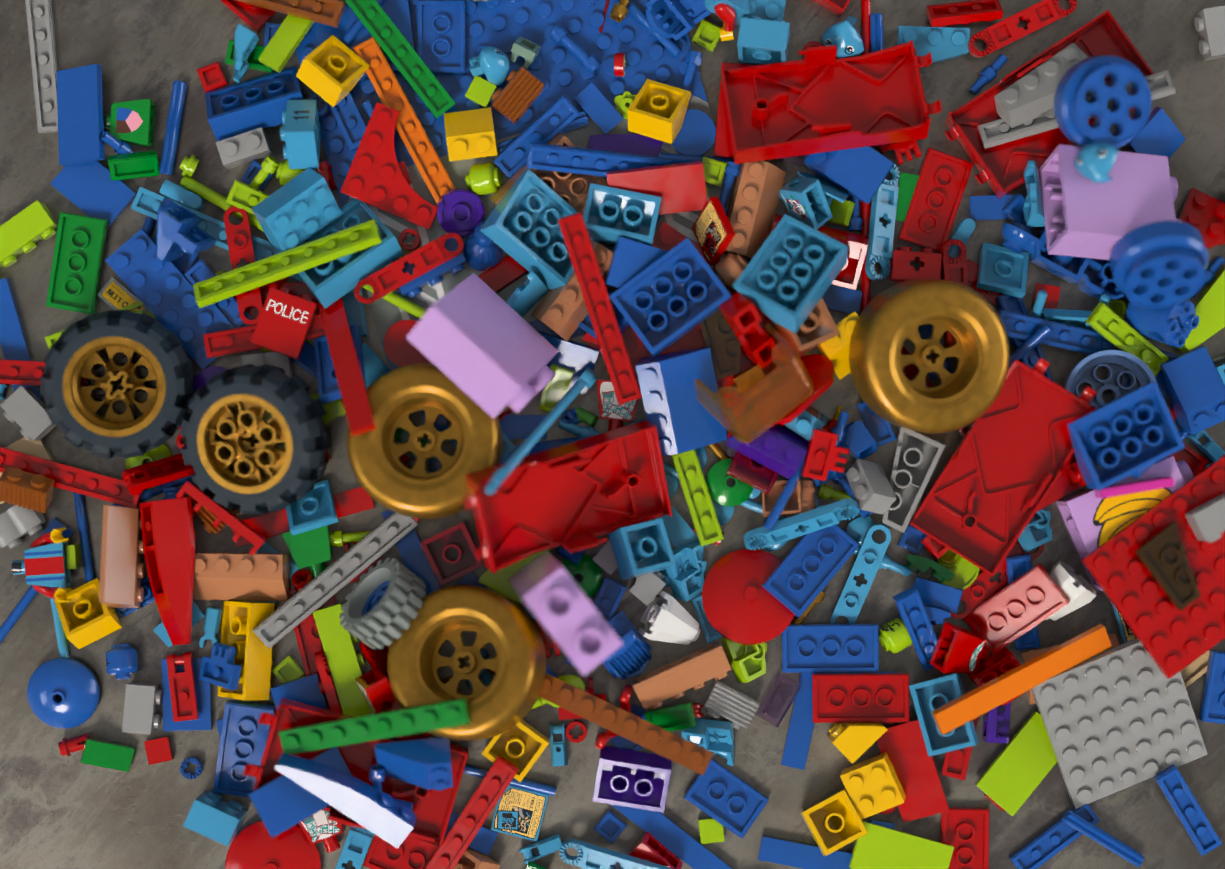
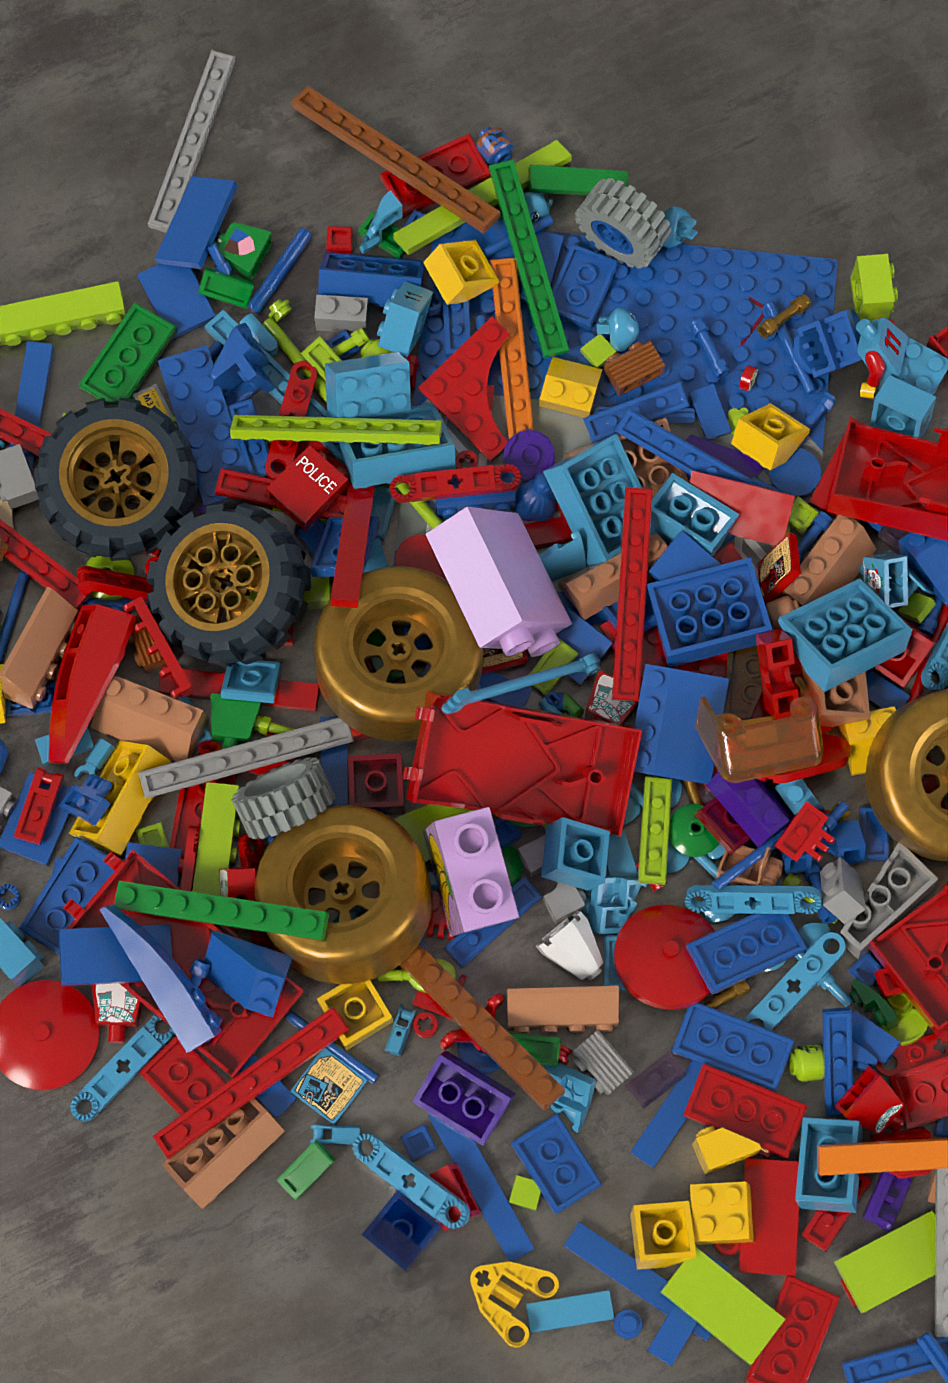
camera: 25 degrees right, 15 degrees down
(484, 178) = (566, 433): lime head -> none
(525, 49) = (661, 329): sand green tile -> none
(634, 653) = (509, 954): blue piece -> none
(707, 35) = (847, 388): lime tile -> none
(746, 660) = (638, 1021): lime slope -> none

